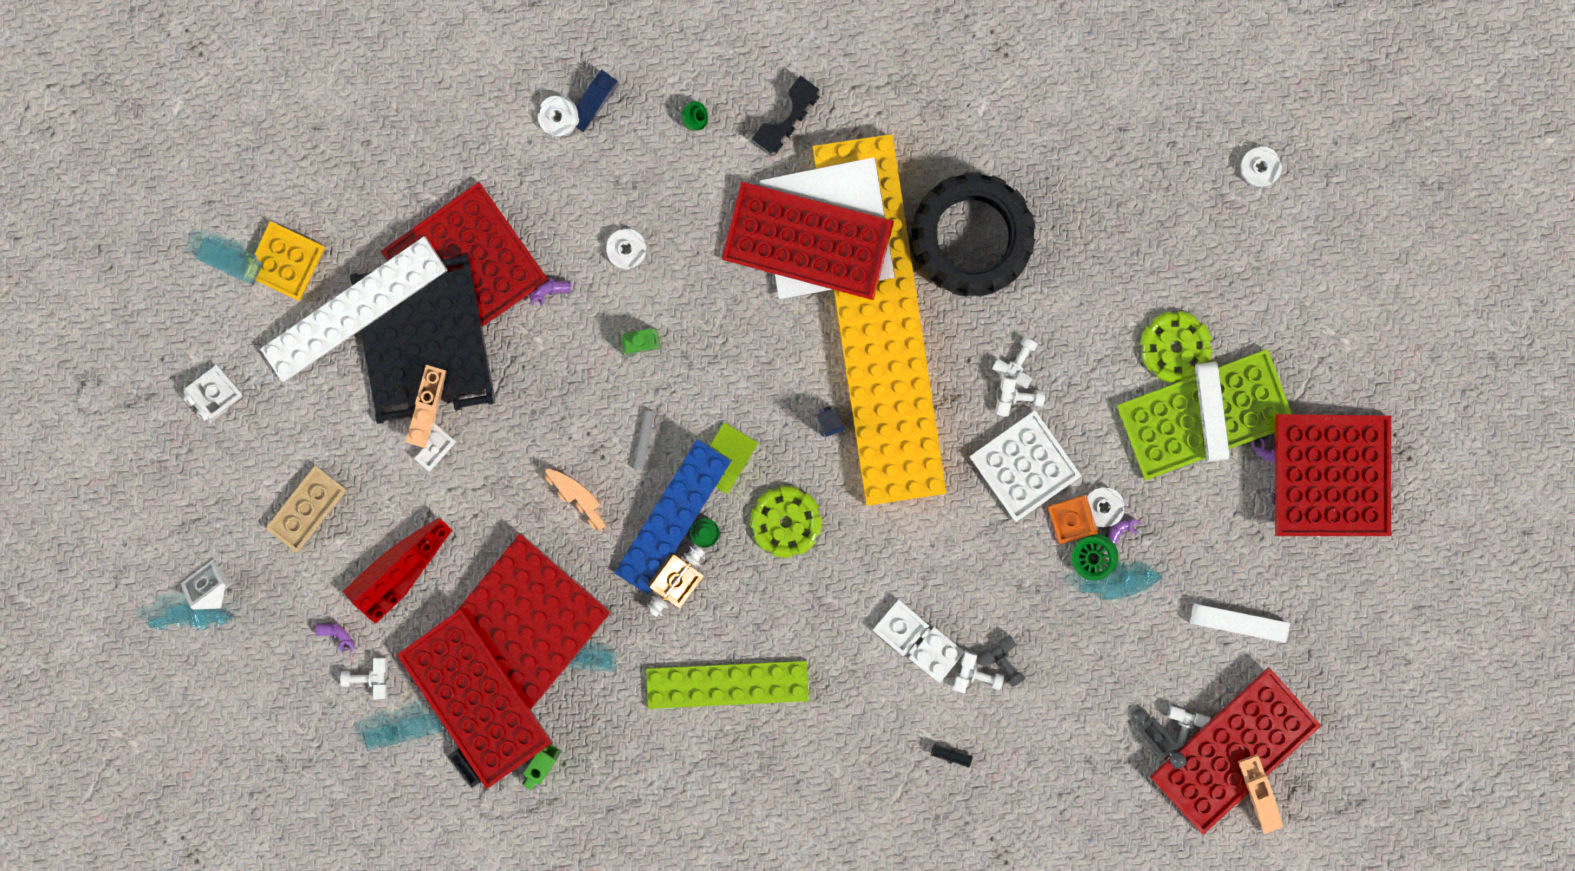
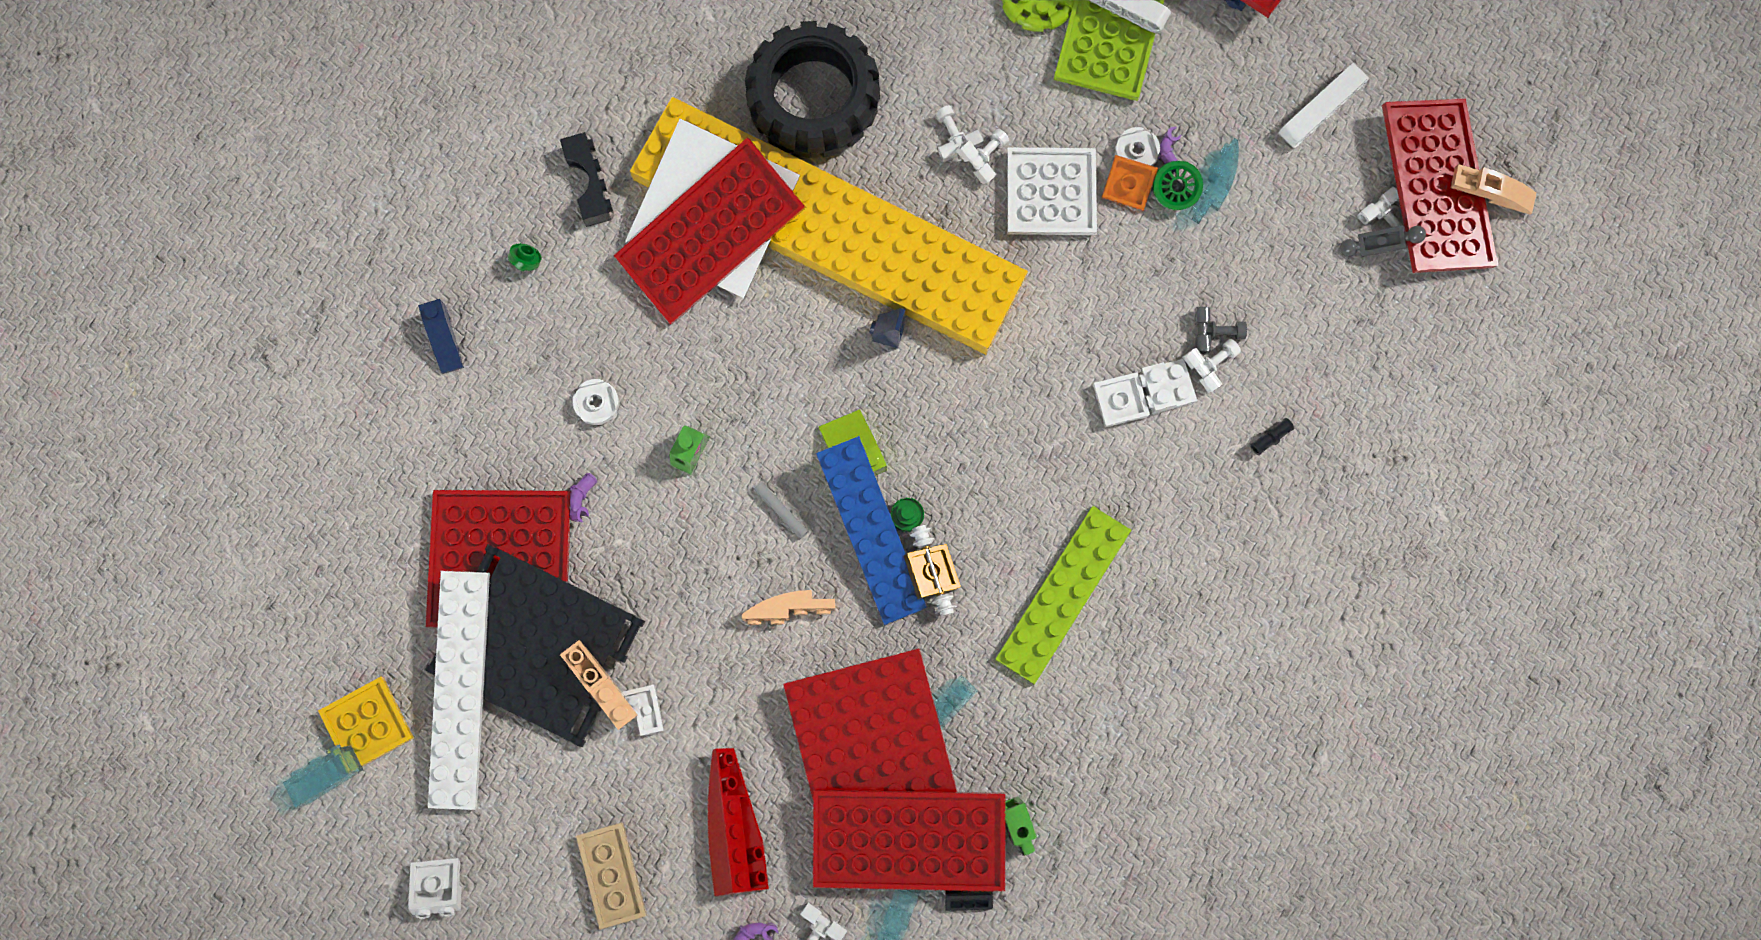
camera: 55 degrees left, 10 degrees down
(548, 111) = (420, 384): white plate -> none
(797, 516) = (950, 421): lime plate -> none

